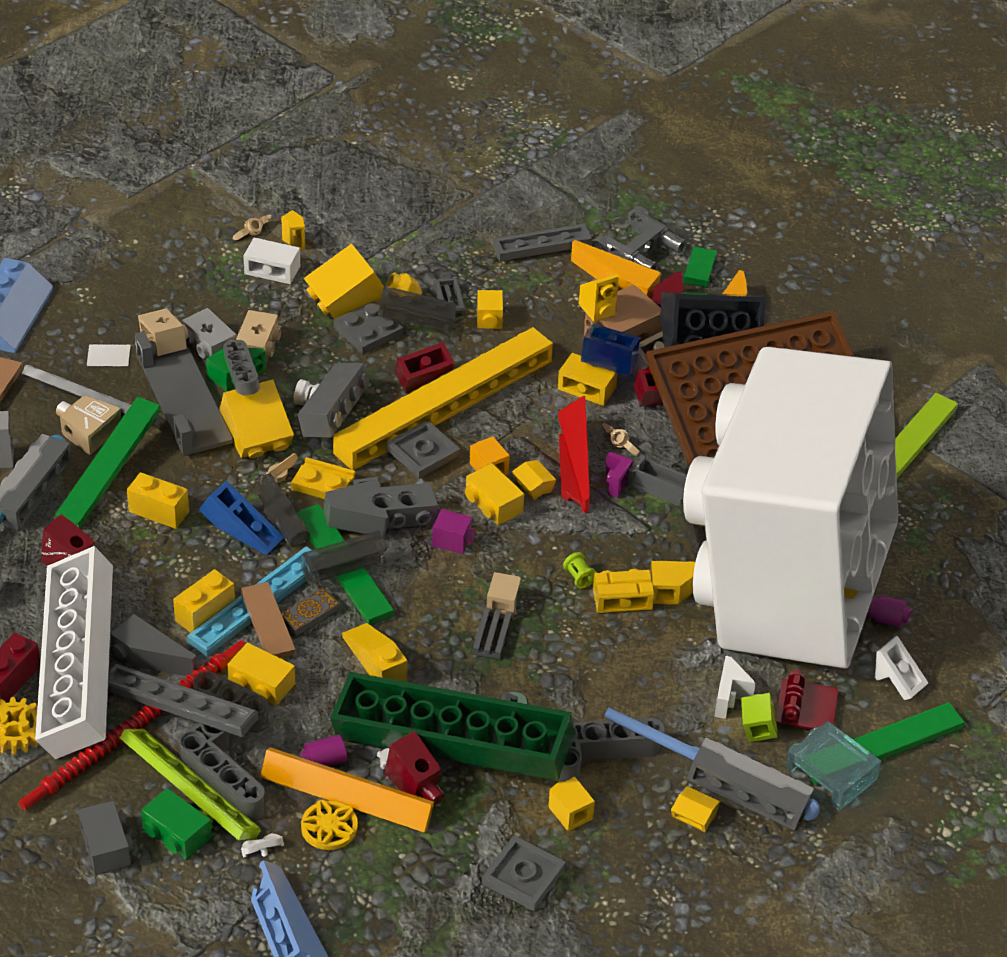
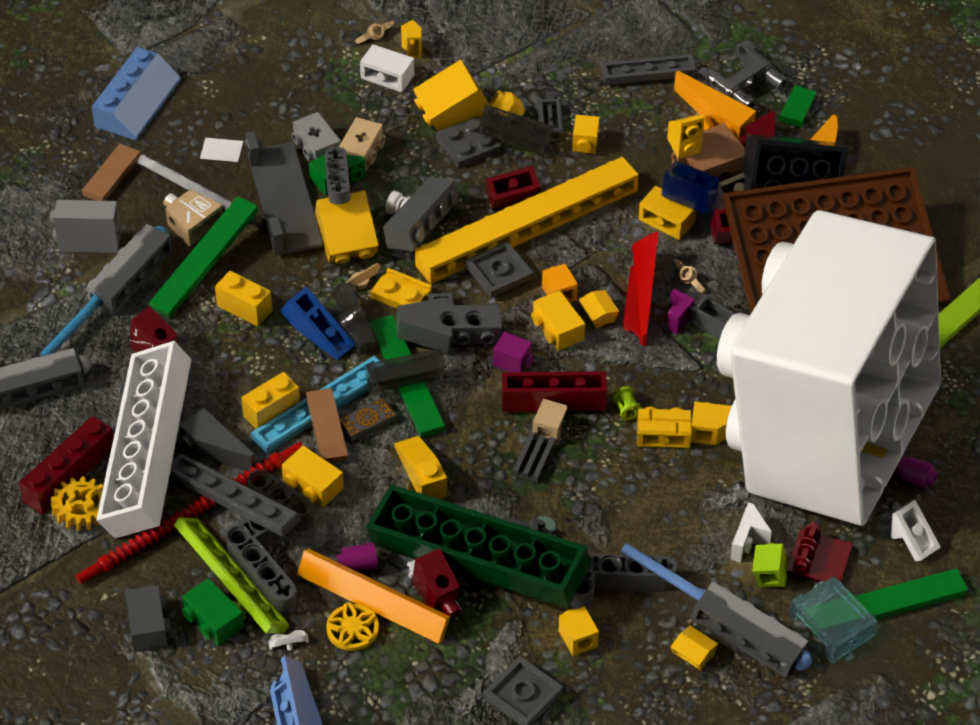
camera: 10 degrees right, 5 degrees up
(164, 330) = (273, 131): tan brick -> none
(530, 560) = (574, 389): none -> dark red brick

